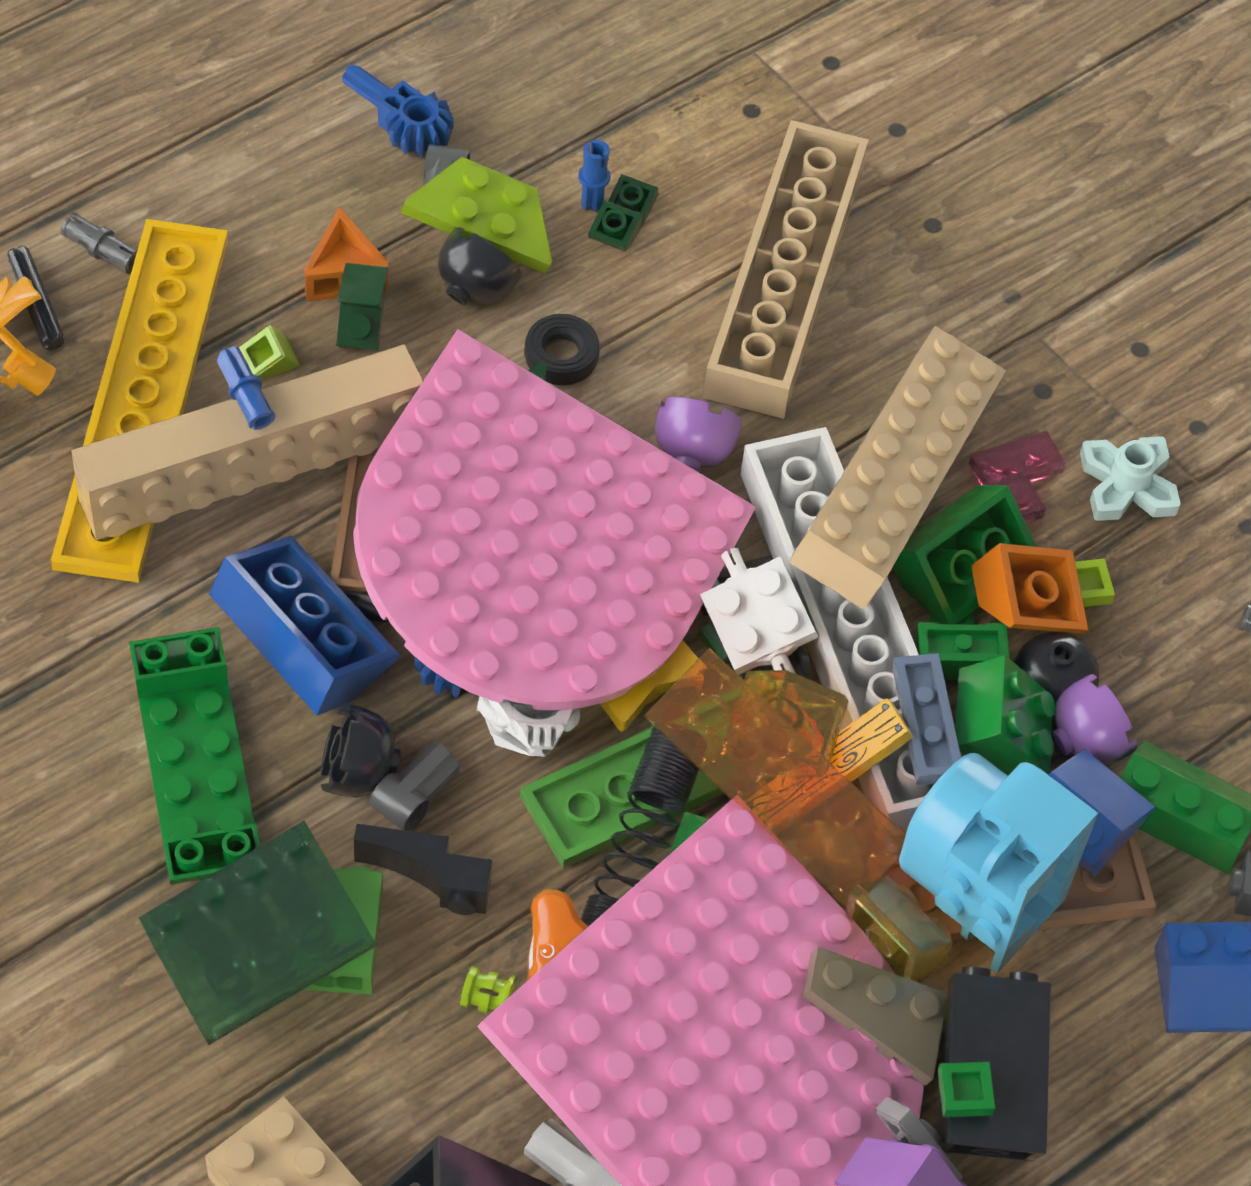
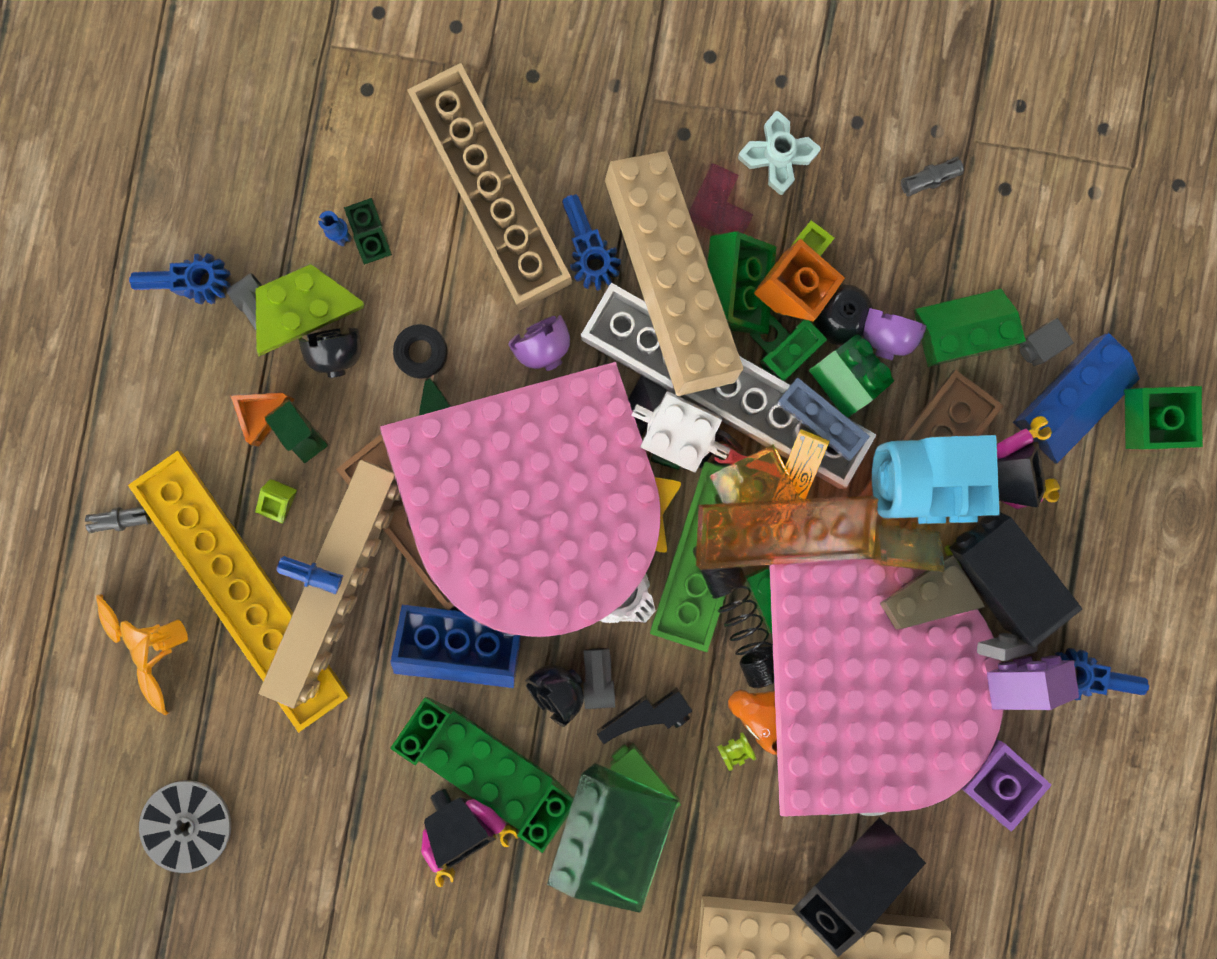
camera: 35 degrees left, 30 degrees up
(41, 310) = (121, 585): black axle -> none
(99, 792) = (458, 832): none -> black torso
(835, 398) = (589, 246): none -> blue gear
(966, 1089) = (1026, 618): green plate -> none
(1102, 972) = (1021, 469): none -> black torso
(1118, 807) = (938, 392): blue slope -> none

